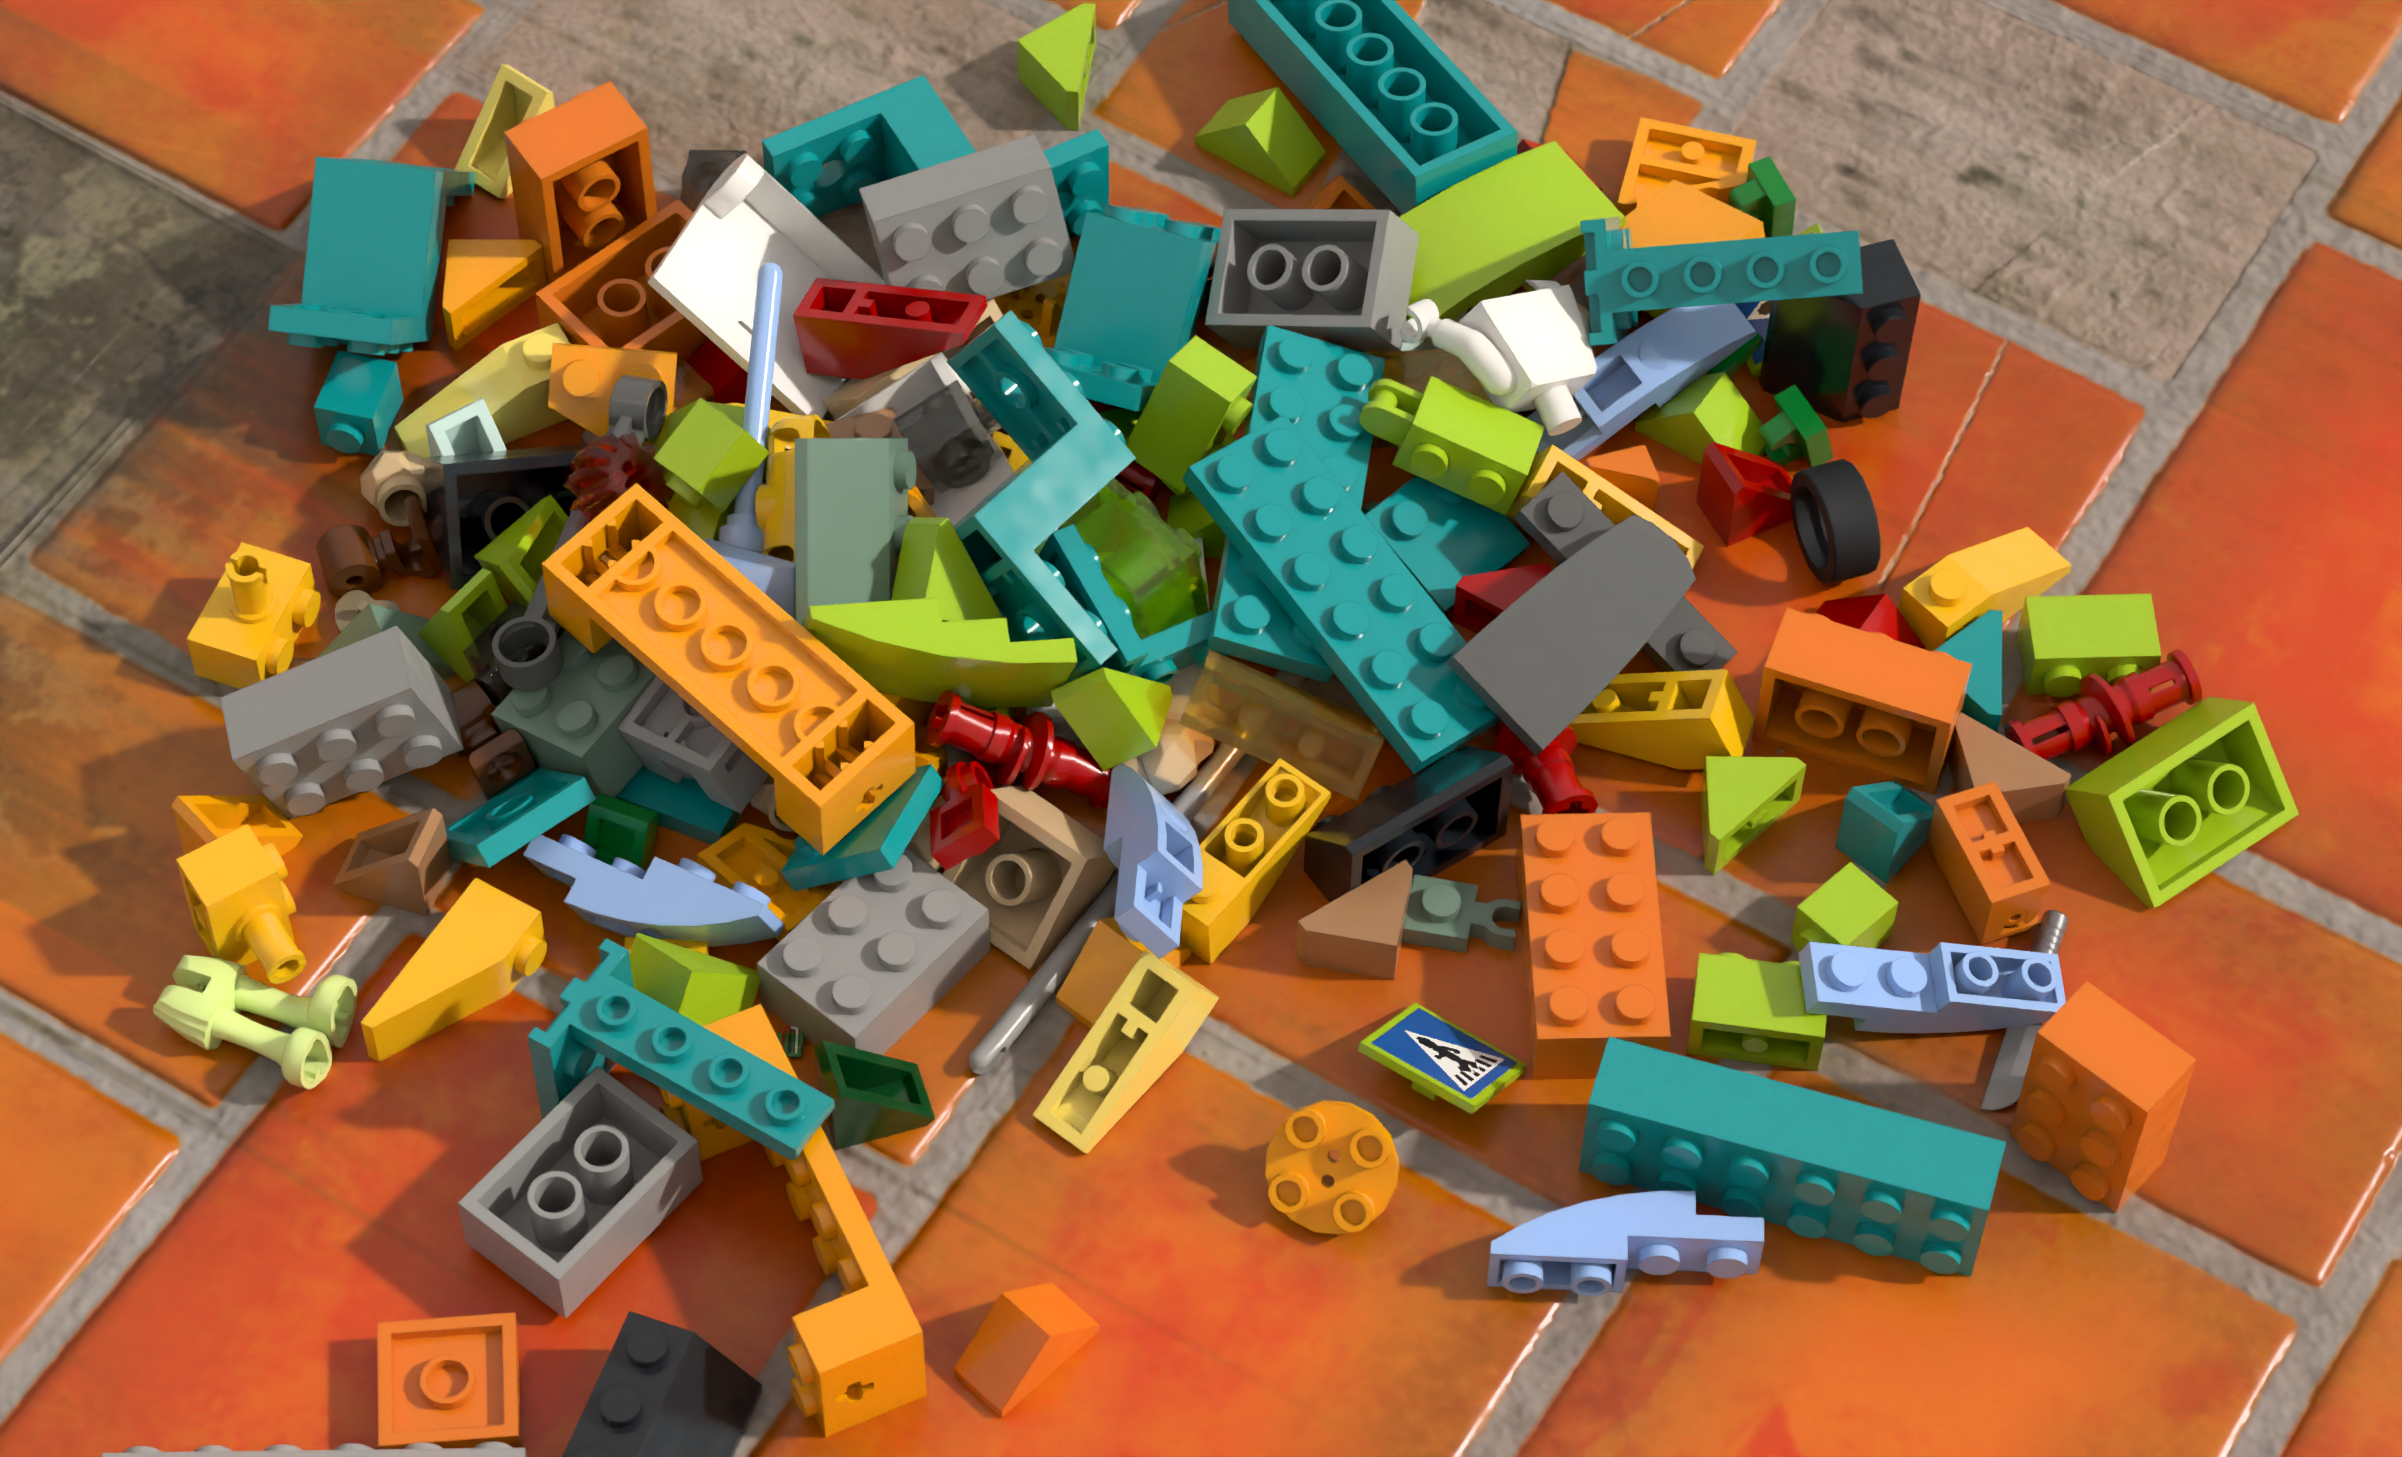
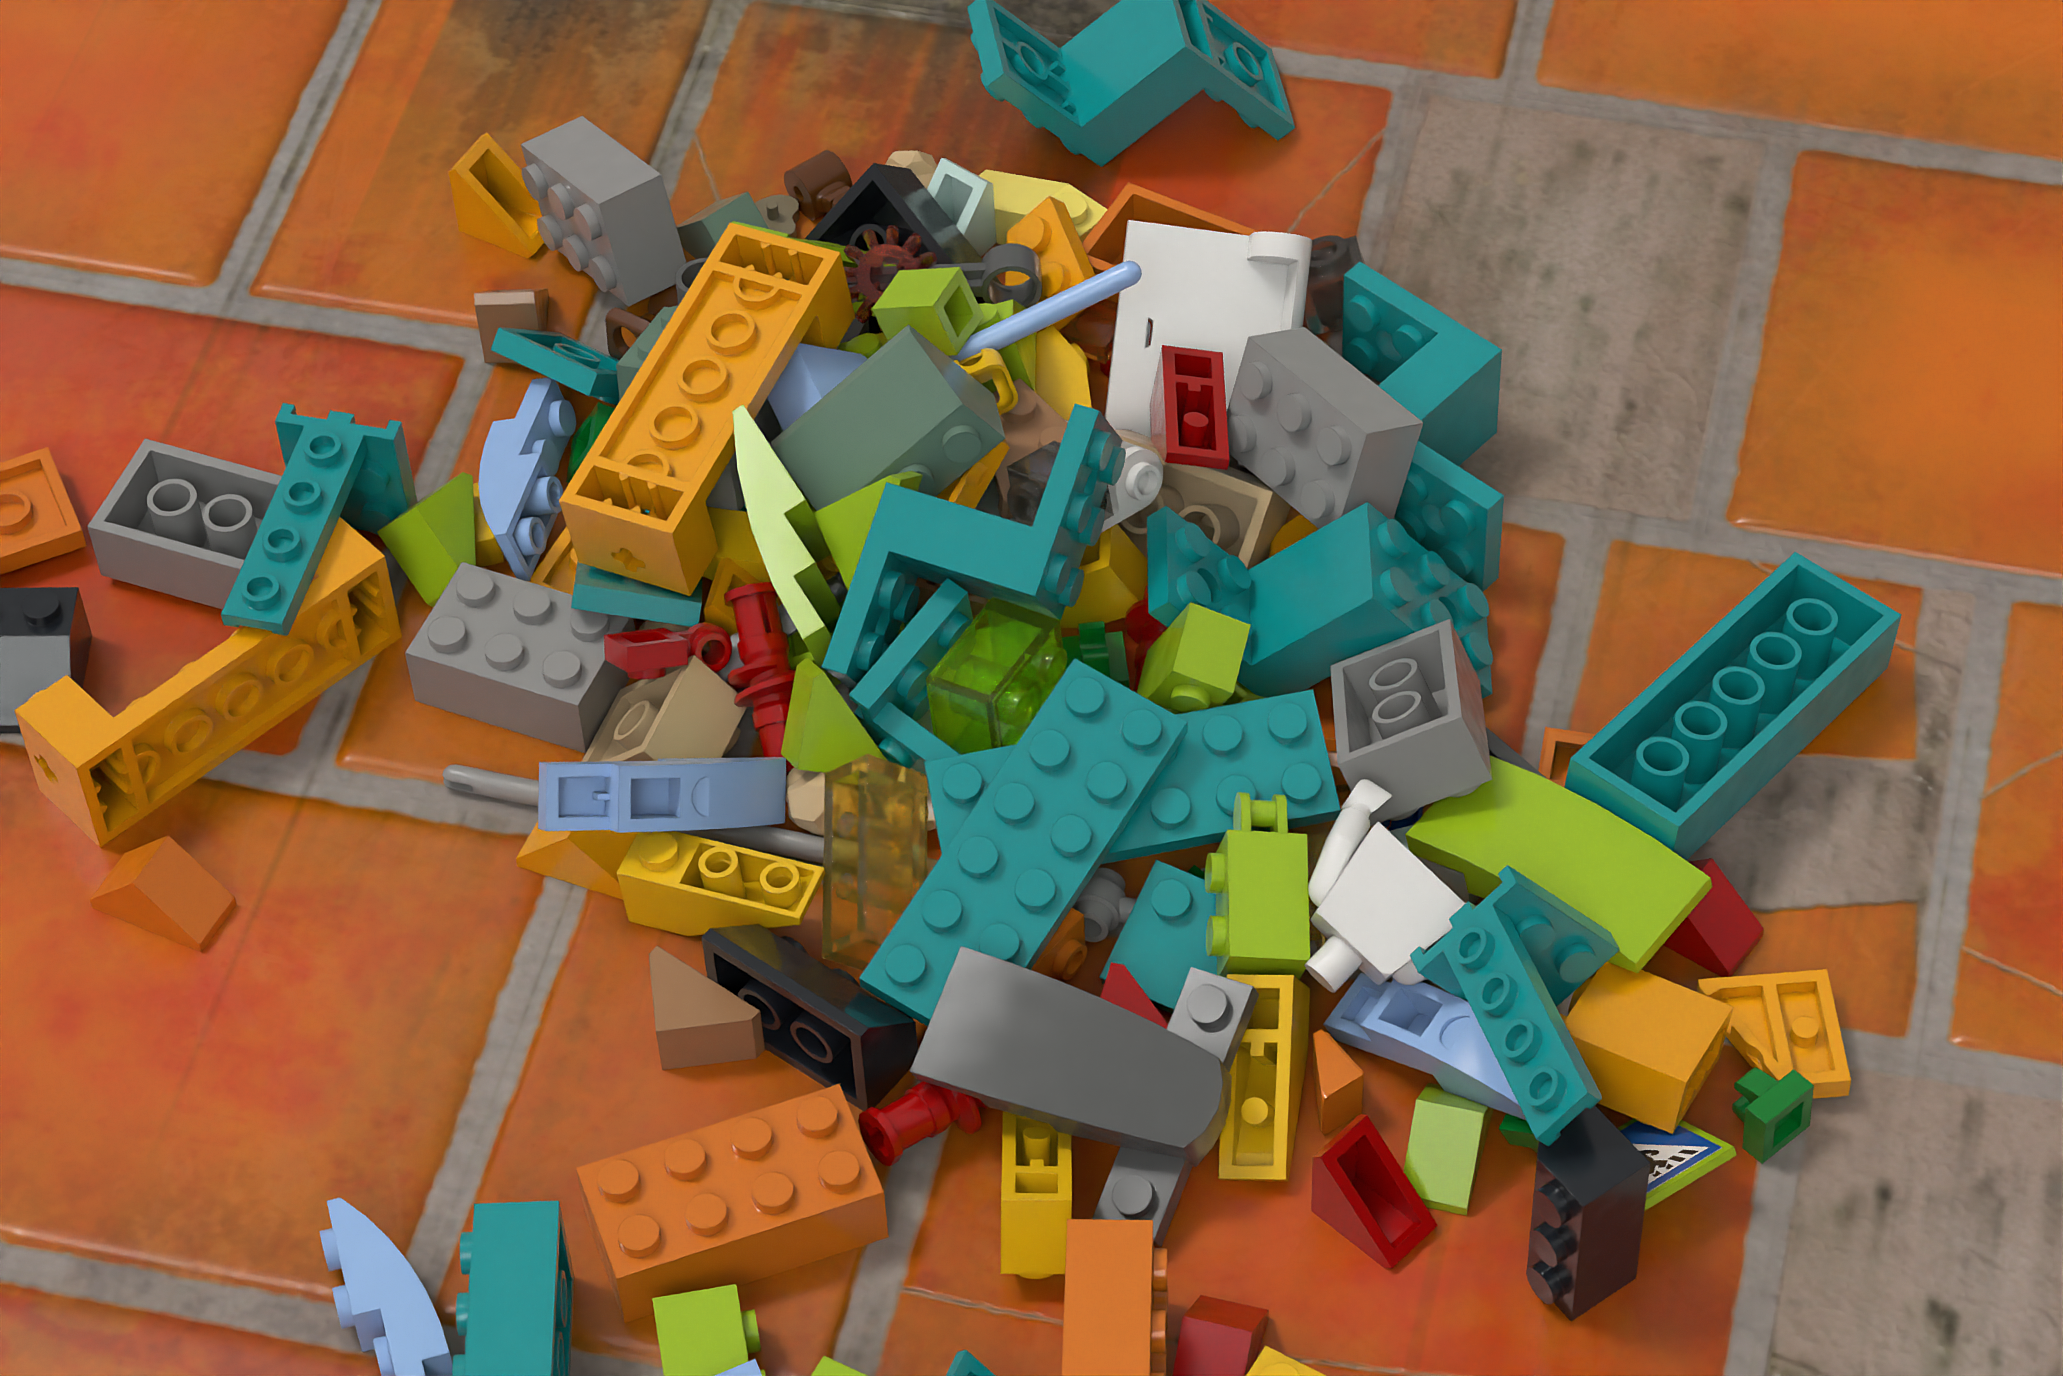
camera: 75 degrees right, 5 degrees down
(215, 991) = (323, 255): yellowish green piece -> none
(242, 903) = (414, 219): yellow brick -> none
(253, 618) = (728, 138): yellow brick -> none
(358, 403) = (984, 133): teal brick -> none
(459, 969) = (430, 389): yellow slope -> none
(487, 282) = (1154, 158): light orange slope -> none
(507, 104) = (1339, 132): light yellow slope -> none
(580, 176) = (1261, 156): orange brick -> none
(871, 1094) = (377, 694): dark green slope -> none
(1058, 63) = (1644, 487): lime slope -> none
(1125, 1050) = (494, 871): light yellow slope -> none
(1264, 139) = (1630, 663): lime slope -> none
(1362, 1176) = (398, 1059): light orange plate -> none
(1442, 1058) = (553, 1110): piece -> none
(1447, 914) = (743, 1078): sand green plate -> none
(1743, 800) = (954, 1288): lime slope -> none
(1795, 431) = (1472, 1219): green tile -> none
(1835, 521) = (1340, 1270): black tyre -> none

